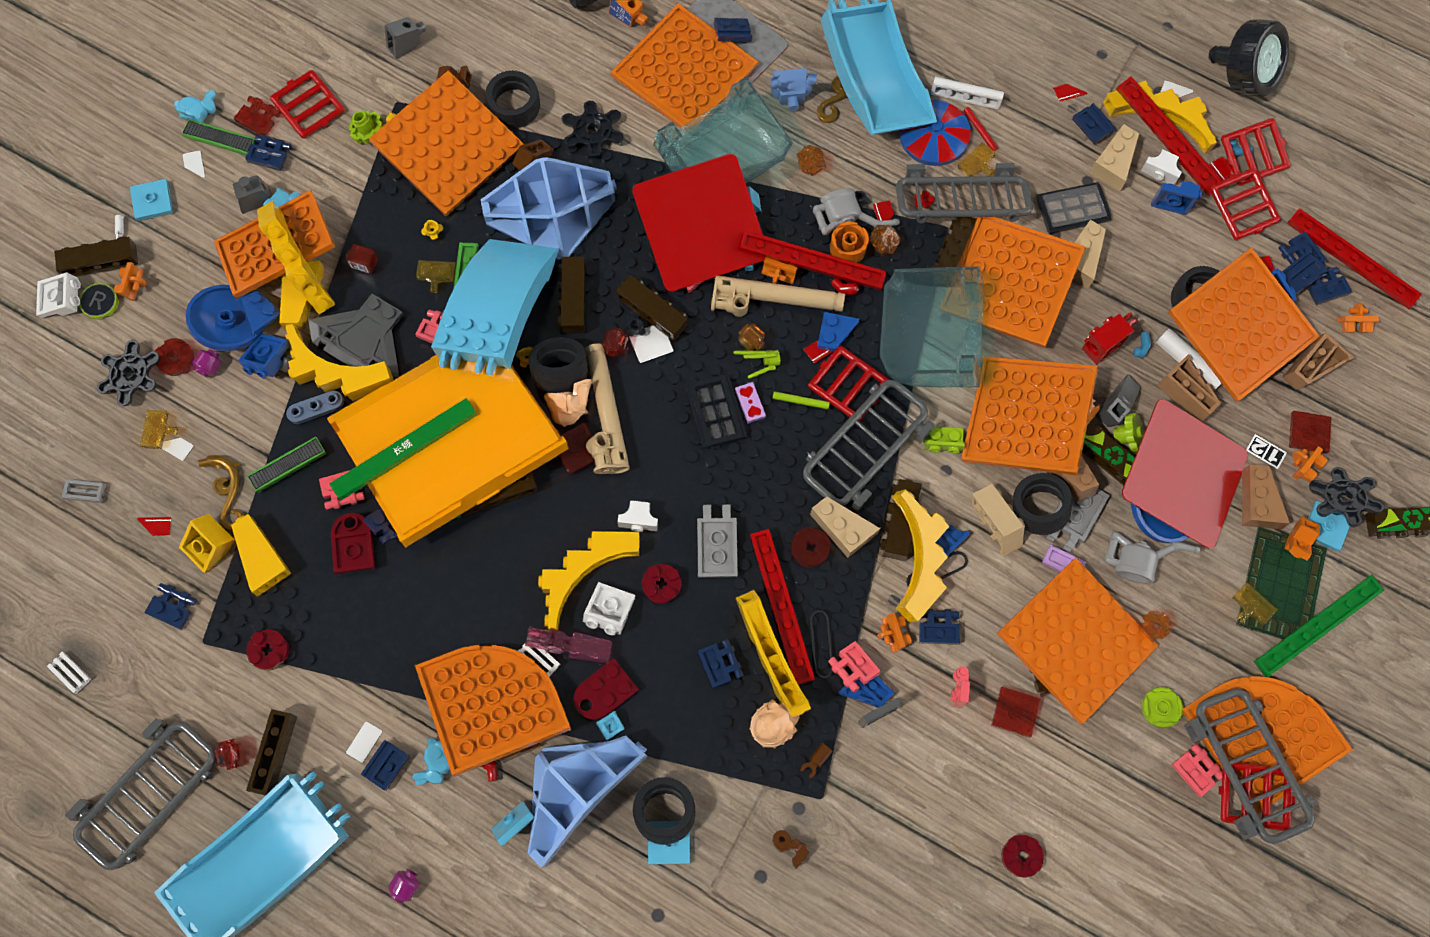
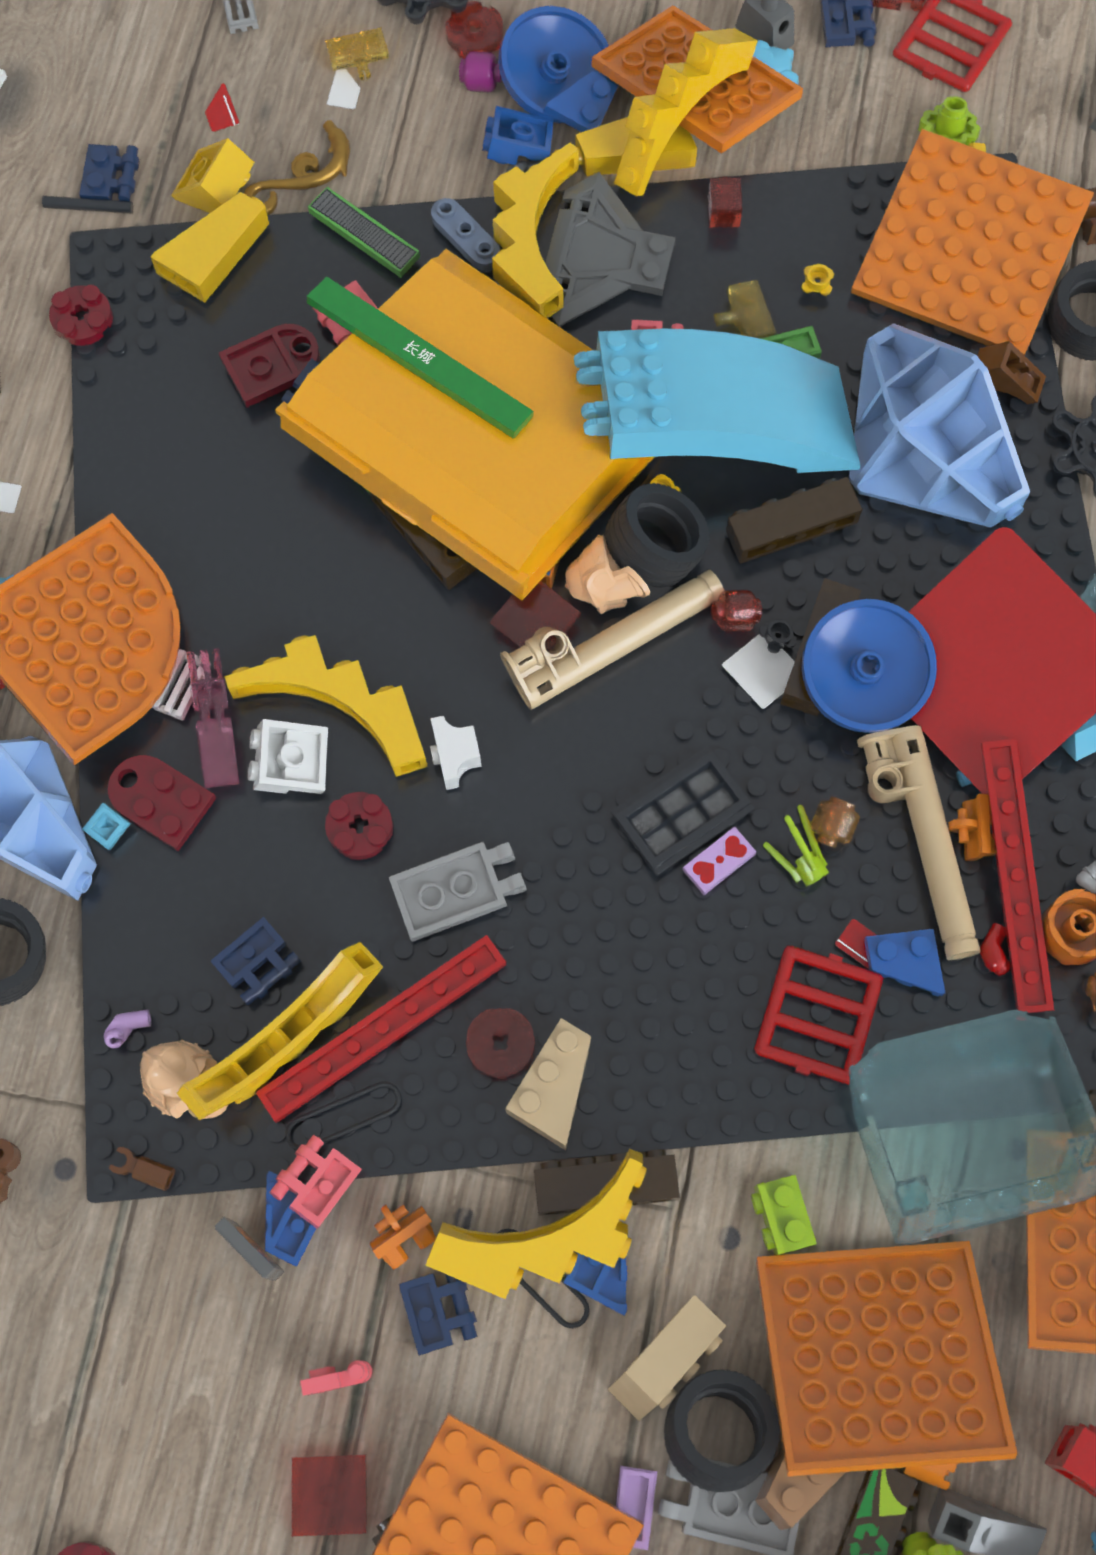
camera: 75 degrees right, 0 degrees up
(186, 626) = (87, 204): none -> black bar
(677, 285) = (869, 665): none -> blue dish
(731, 749) = (123, 1025): none -> lavender arm
(800, 400) = (756, 943): lime bar -> none
(917, 426) = (615, 1100): dark grey bar -> none

